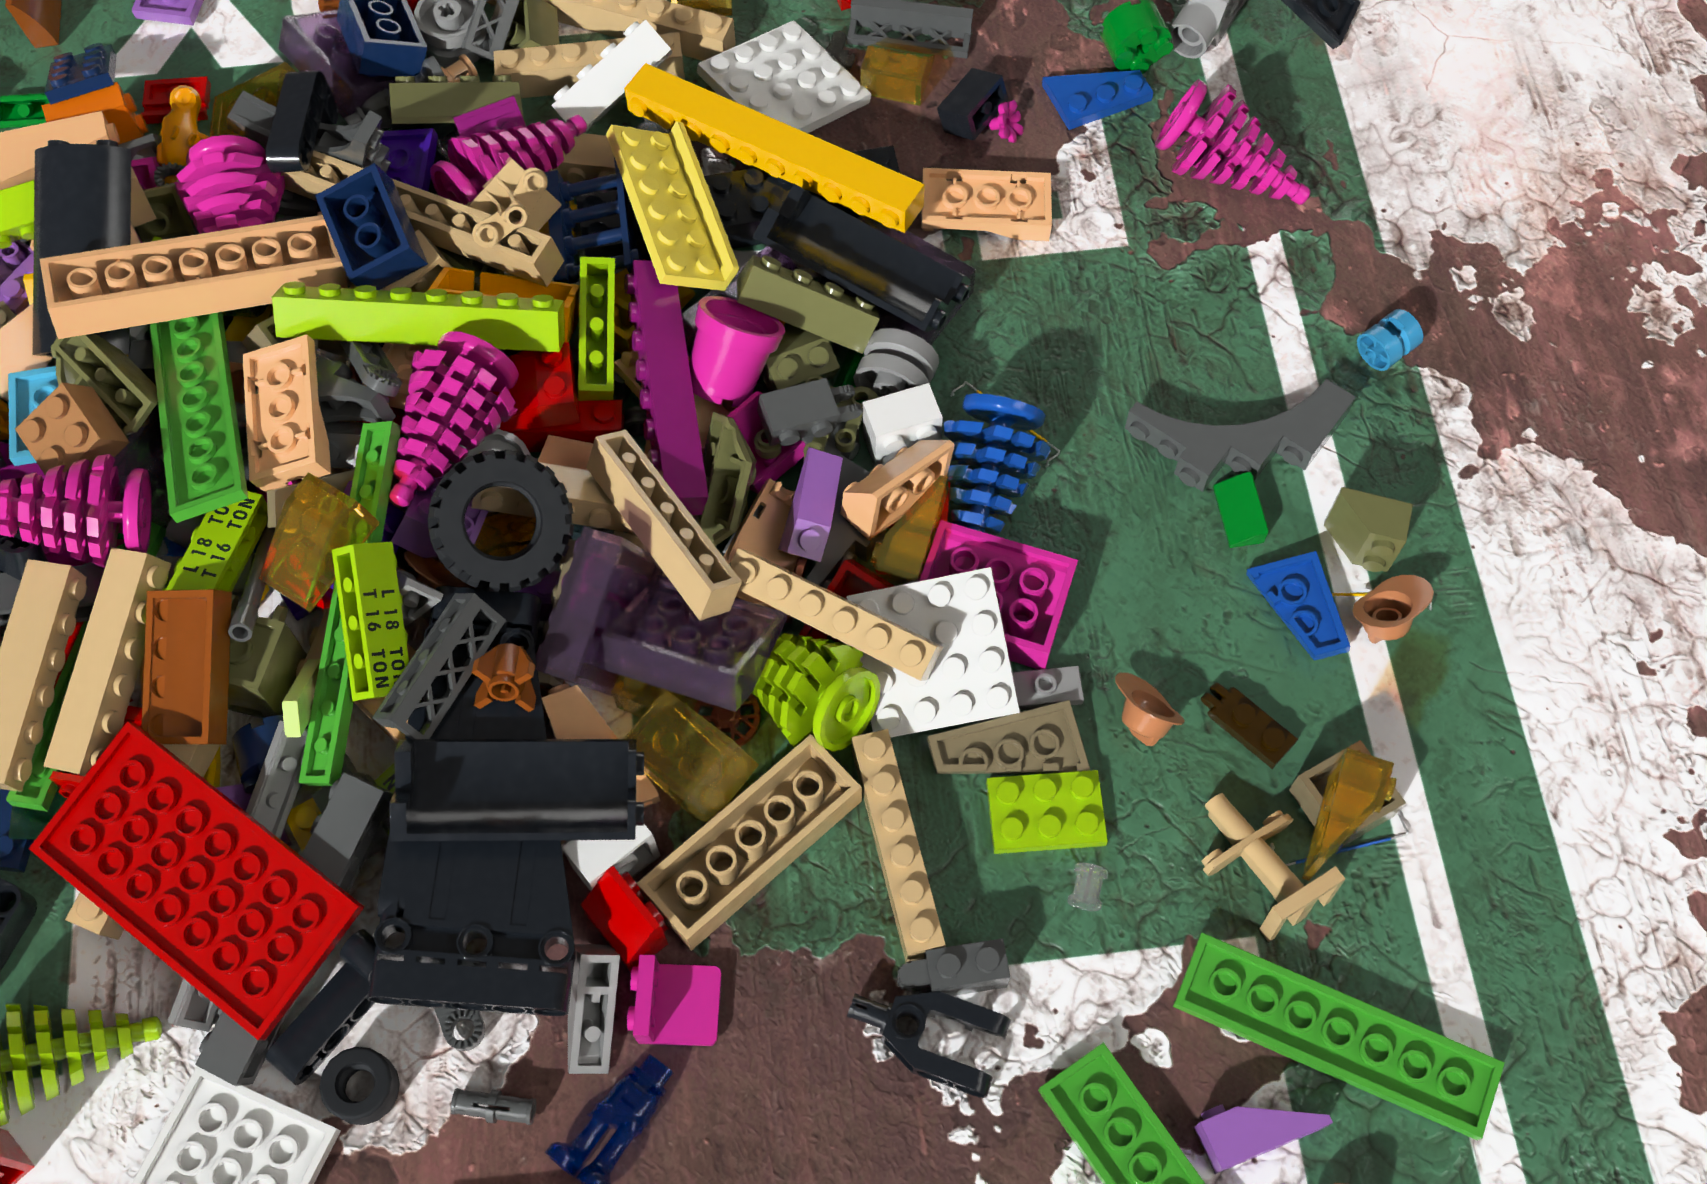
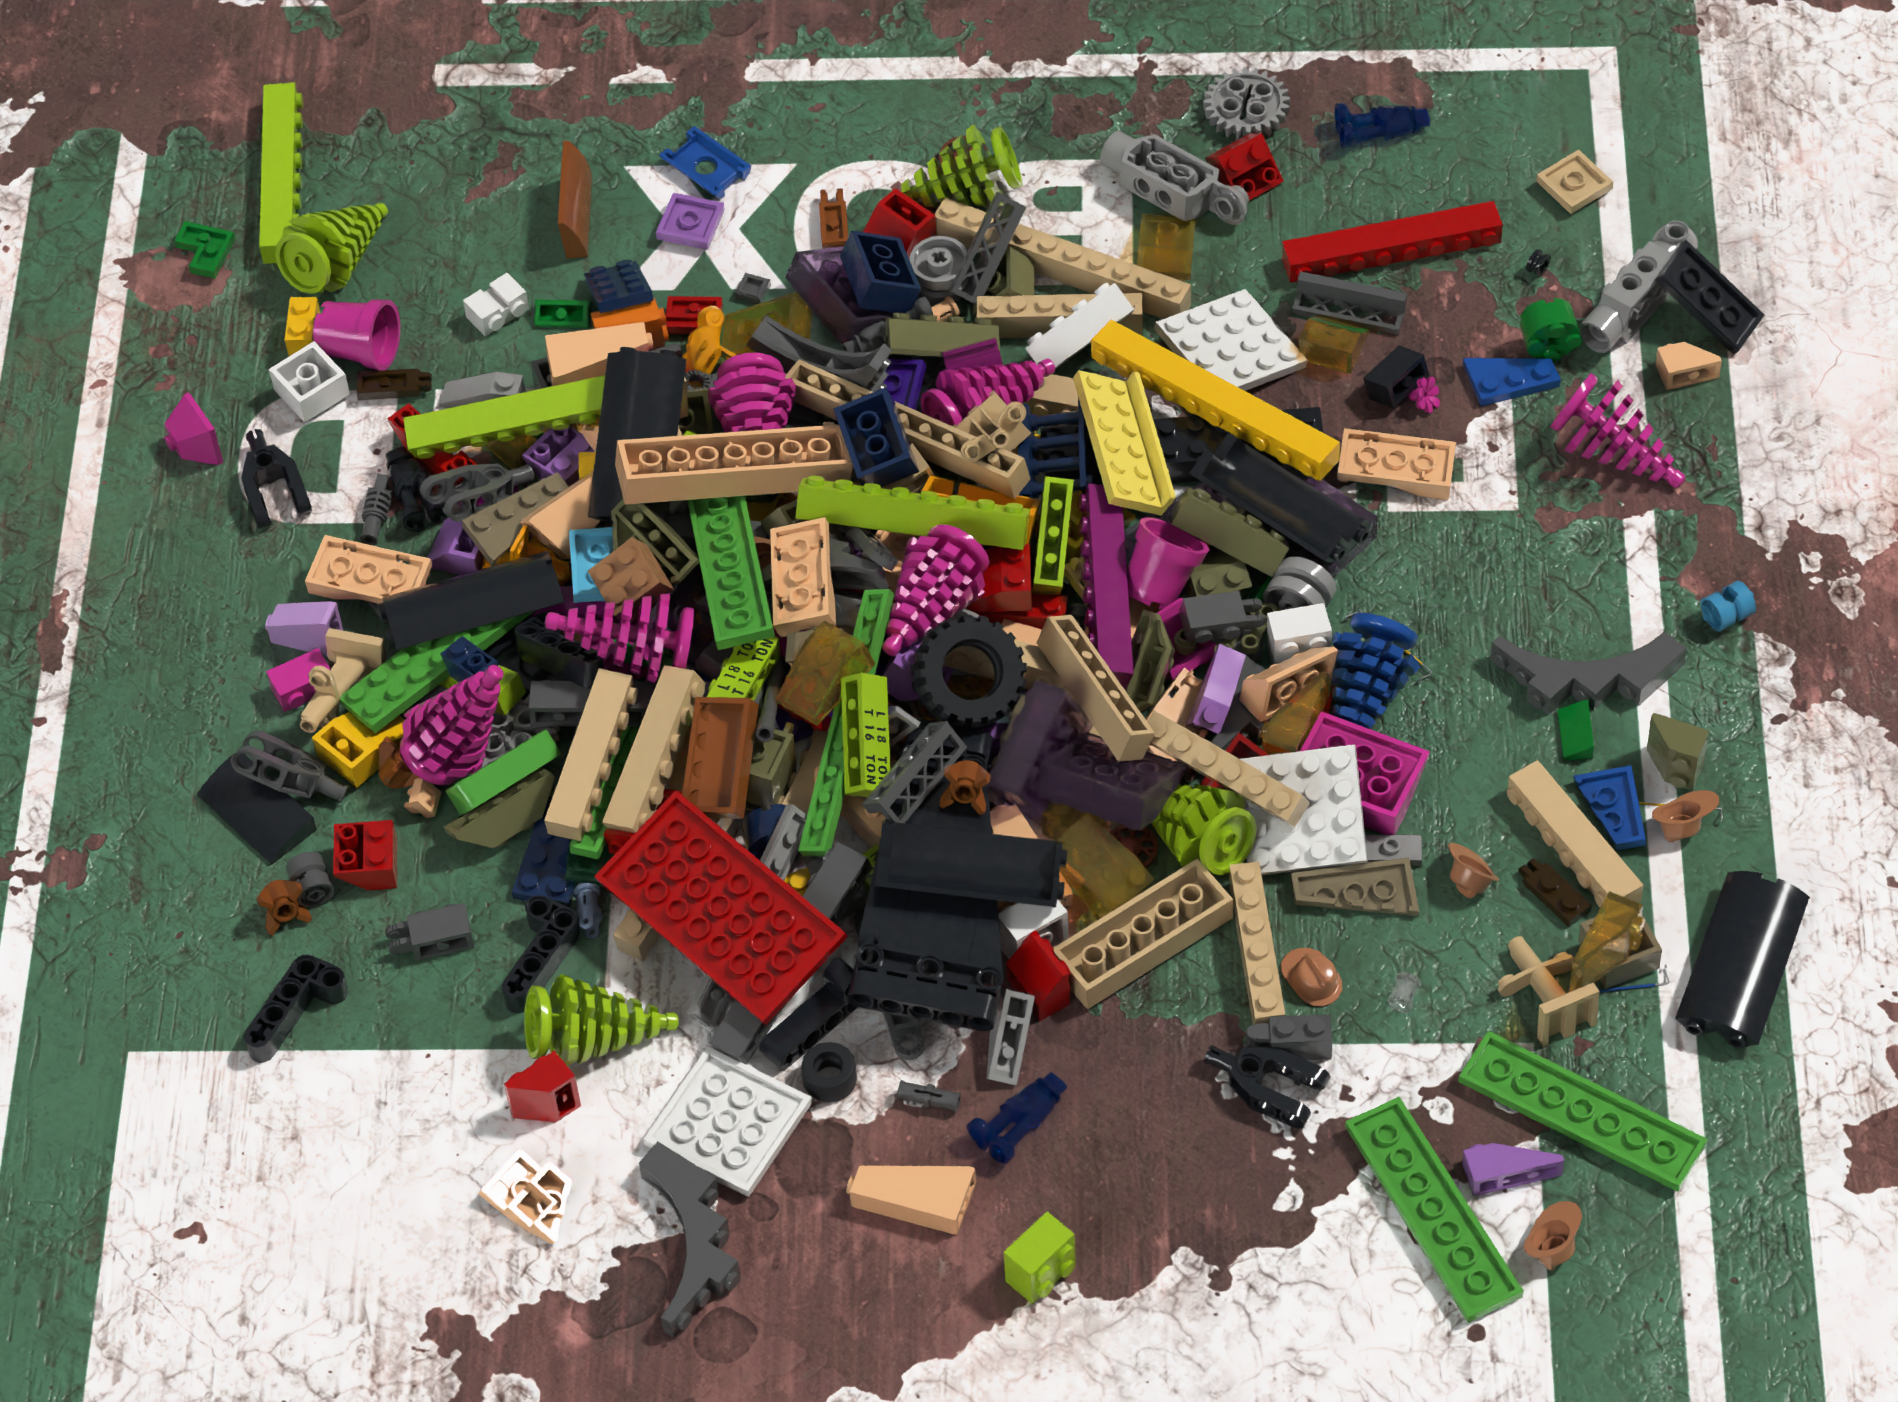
camera: 10 degrees right, 10 degrees down
(43, 883) = (588, 911): none -> sand blue piece
(244, 64) = (753, 288): none -> dark grey tile
(299, 699) = (804, 790): yellowish green tile -> none
(300, 109) = (816, 336): black beam -> none
(674, 1003) = (1071, 1040): dark pink bracket -> none
(968, 872) = (1312, 976): none -> nougat piece
(1046, 812) = (1379, 939): lime plate -> none
(1264, 654) = (1571, 834): none -> tan brick
(1288, 64) = (1686, 365): none -> light nougat slope
(1497, 799) = (1742, 958): none -> black cylinder

